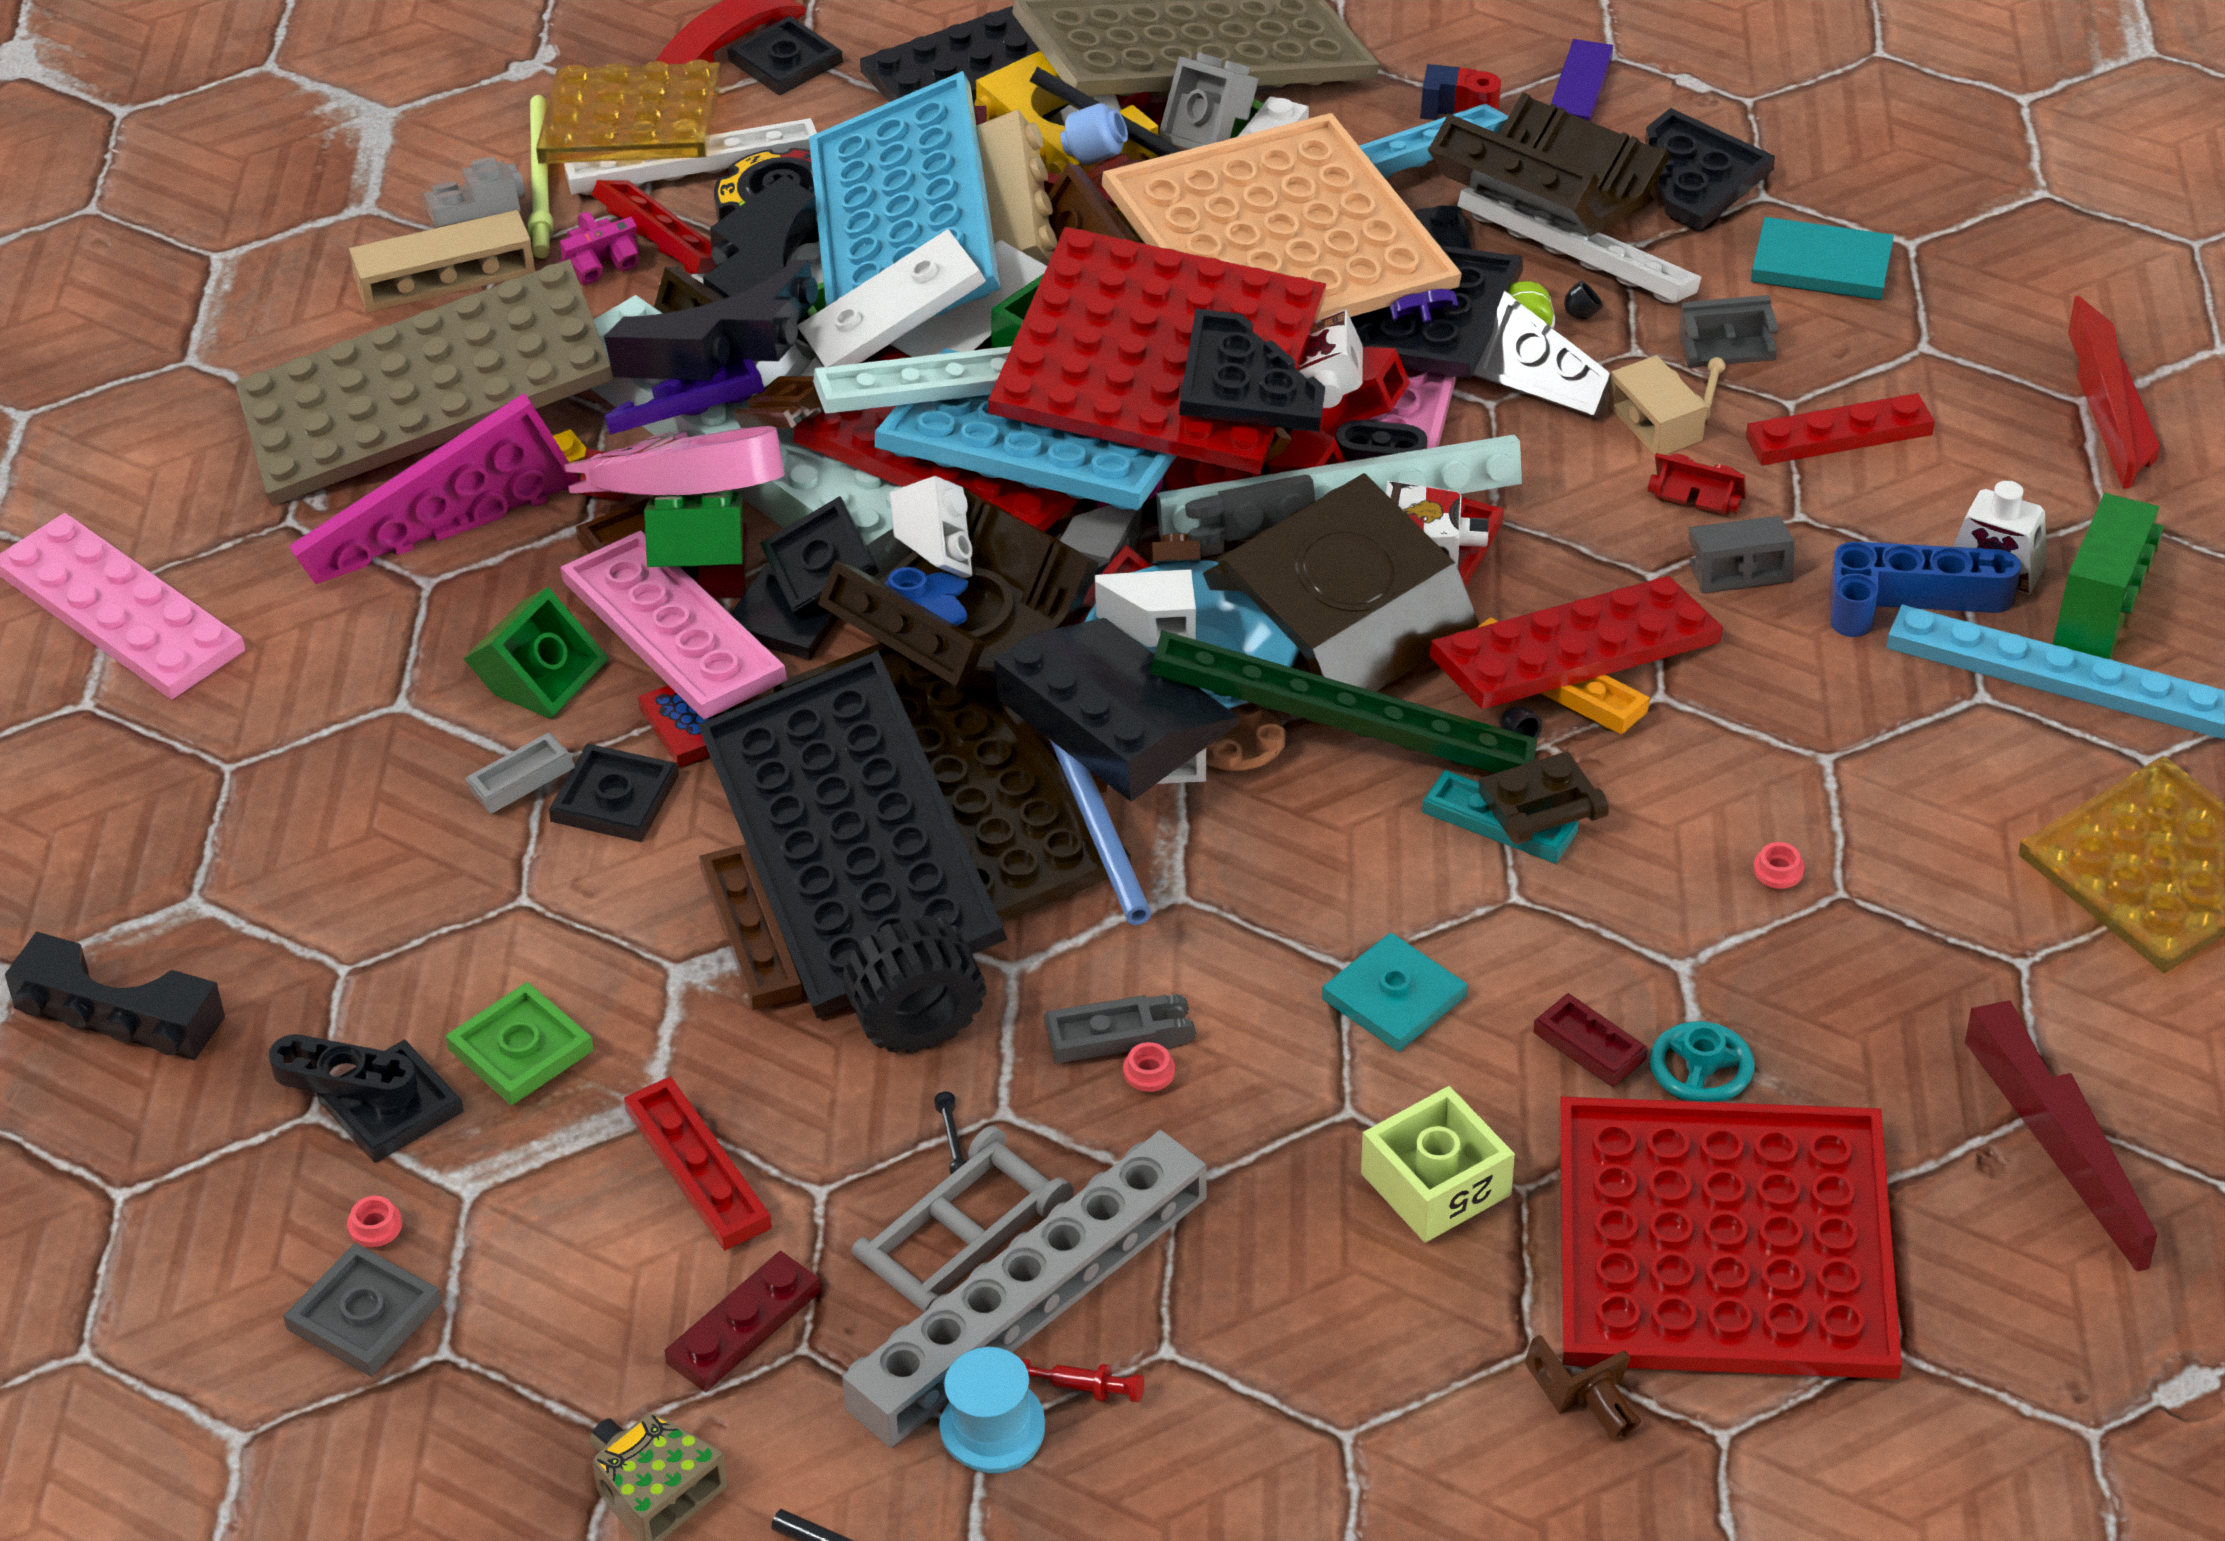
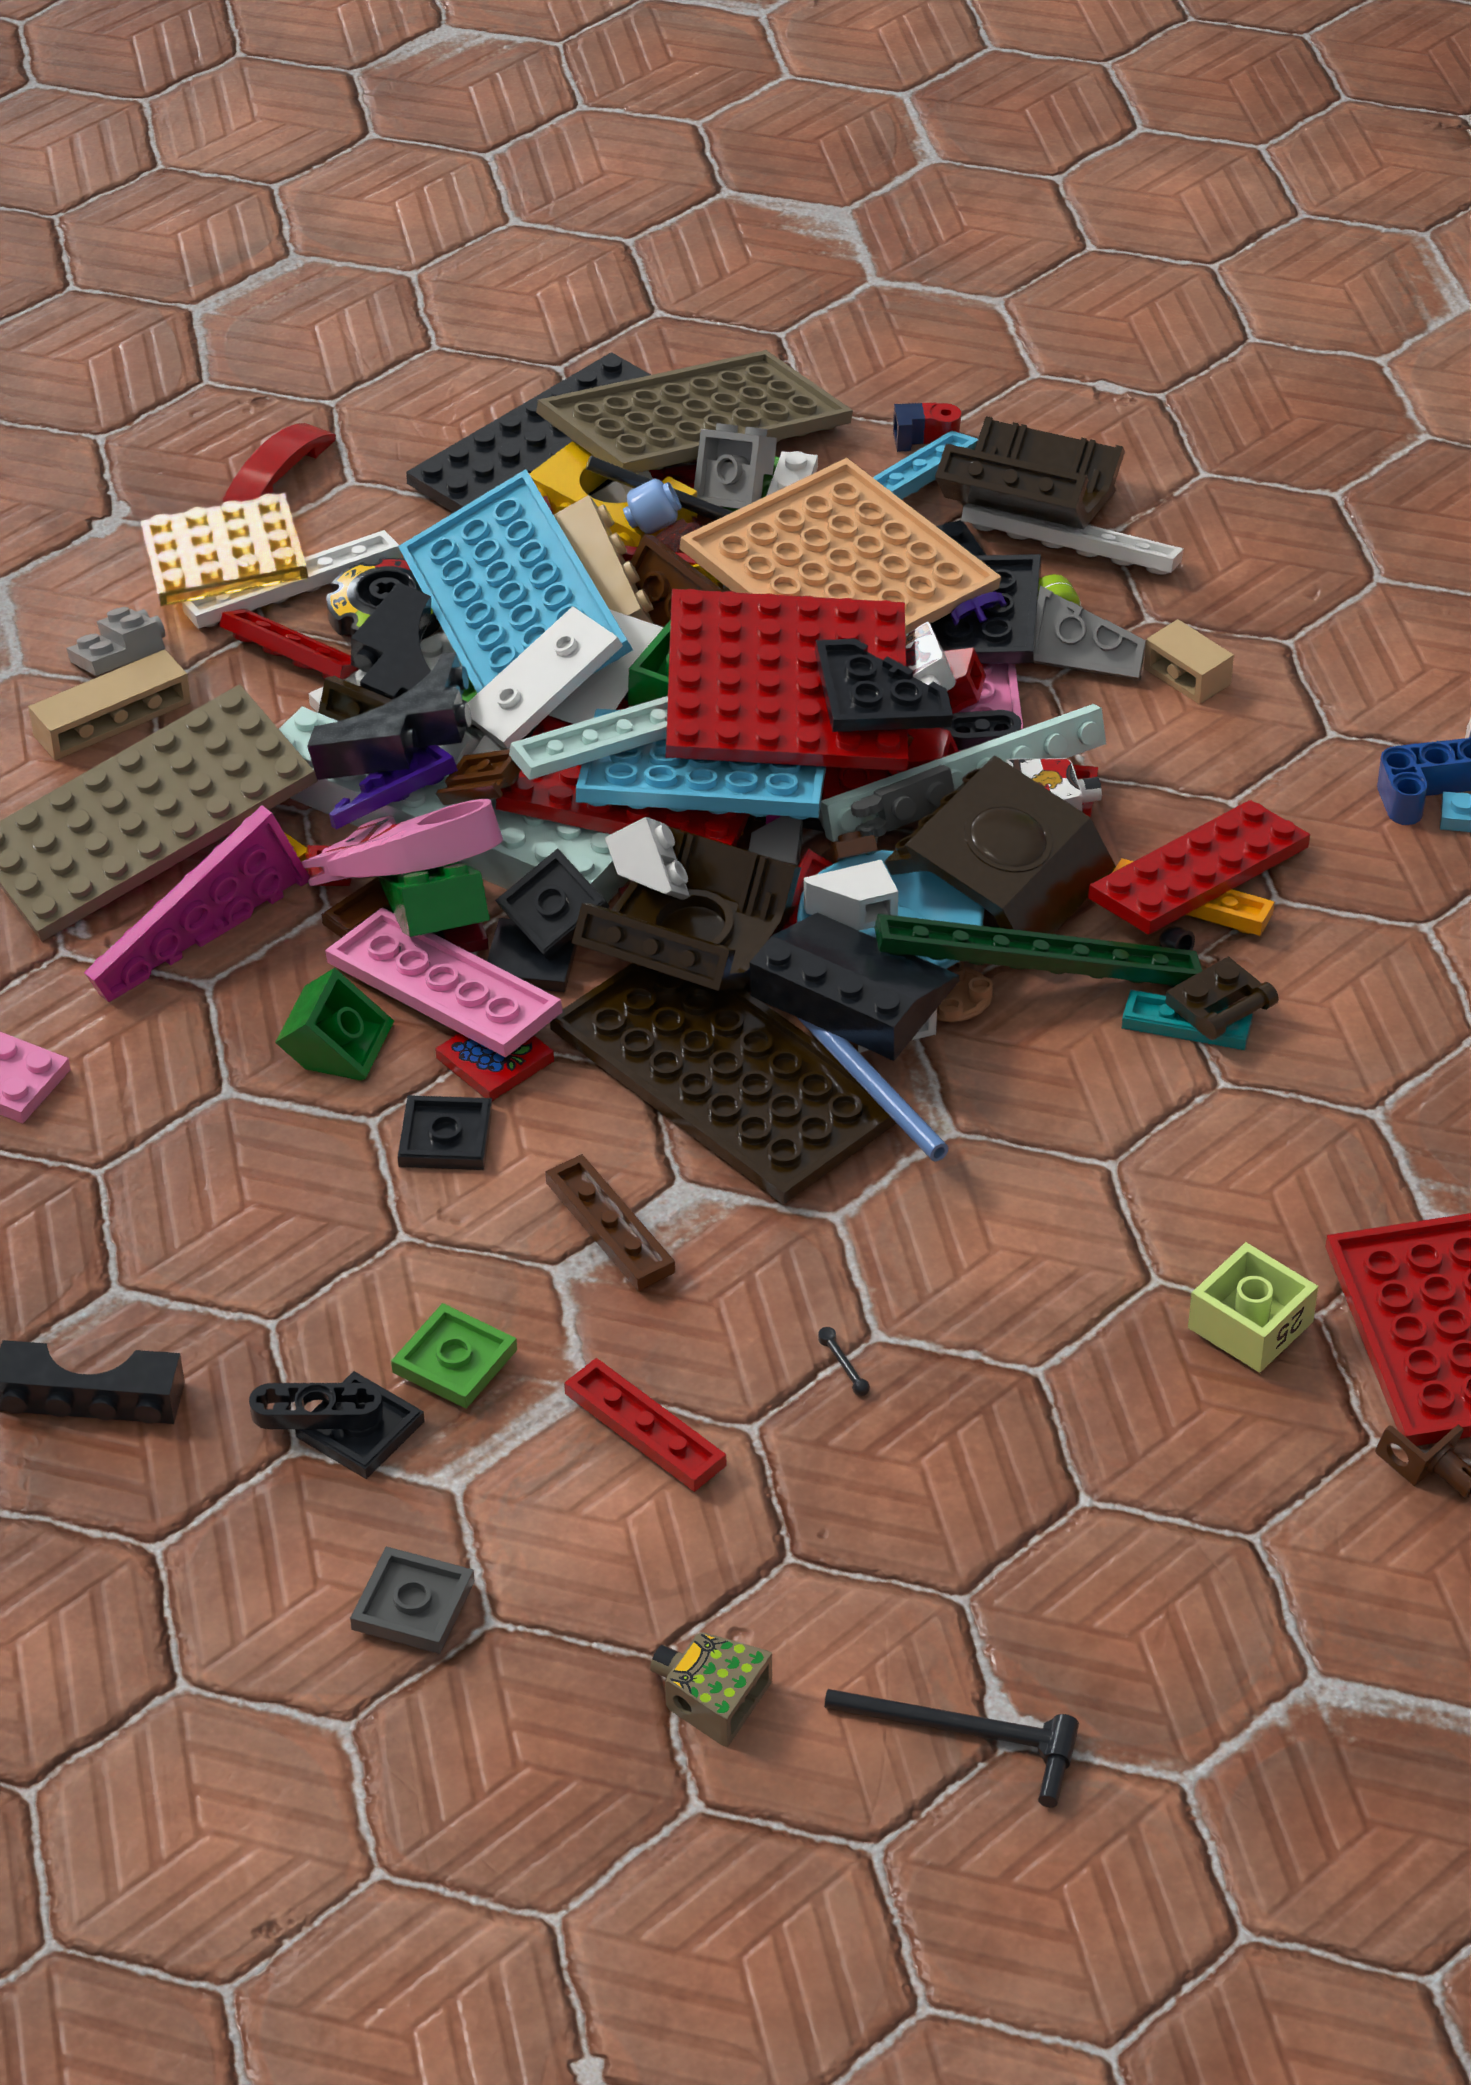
camera: 15 degrees left, 0 degrees up
(374, 1222) = (394, 1518): coral plate -> none
(519, 772) = (360, 1130): light grey tile -> none
(539, 221) = (177, 650): yellowish green bar -> none
(597, 243) = (241, 665): dark pink hips -> none
(742, 1321) = (732, 1545): dark red plate -> none
(784, 55) = (334, 479): black tile -> none
(845, 821) = (669, 1128): black plate -> none
(914, 984) = (777, 1243): black tyre -> none
(932, 591) = (663, 912): blue plate -> none
(984, 1152) = (881, 1369): light grey piece -> none
(991, 1413) = (971, 1576): medium azure piece -> none
(1026, 1284) = (955, 1472): light grey brick -> none
(1097, 1381) = (1032, 1535): red piece -> none
(1117, 1026) = (947, 1247): dark grey hinge -> none
(1149, 1067) = (985, 1275): coral plate -> none
(1394, 991) = (1158, 1177): teal plate -> none
(1582, 301) = (1093, 585): black hinge -> none
(1583, 77) = (1020, 395): dark purple tile -> none
(1590, 1040) = (1330, 1186): dark red plate -> none
(1704, 168) = (1154, 457): black plate -> none
(1705, 1051) = (1422, 1178): teal piece -> none
(1716, 367) = (1220, 622): tan hinge -> none
(1718, 486) = (1262, 719): red hinge -> none
(1728, 329) = (1221, 590): dark grey hinge -> none
(1742, 554) = (1302, 771): dark grey hinge -> none
(1779, 865) = (1425, 1019): coral plate -> none
(1822, 258) = (1272, 517): teal tile -> none
(1839, 429) = (1338, 656): red plate -> none

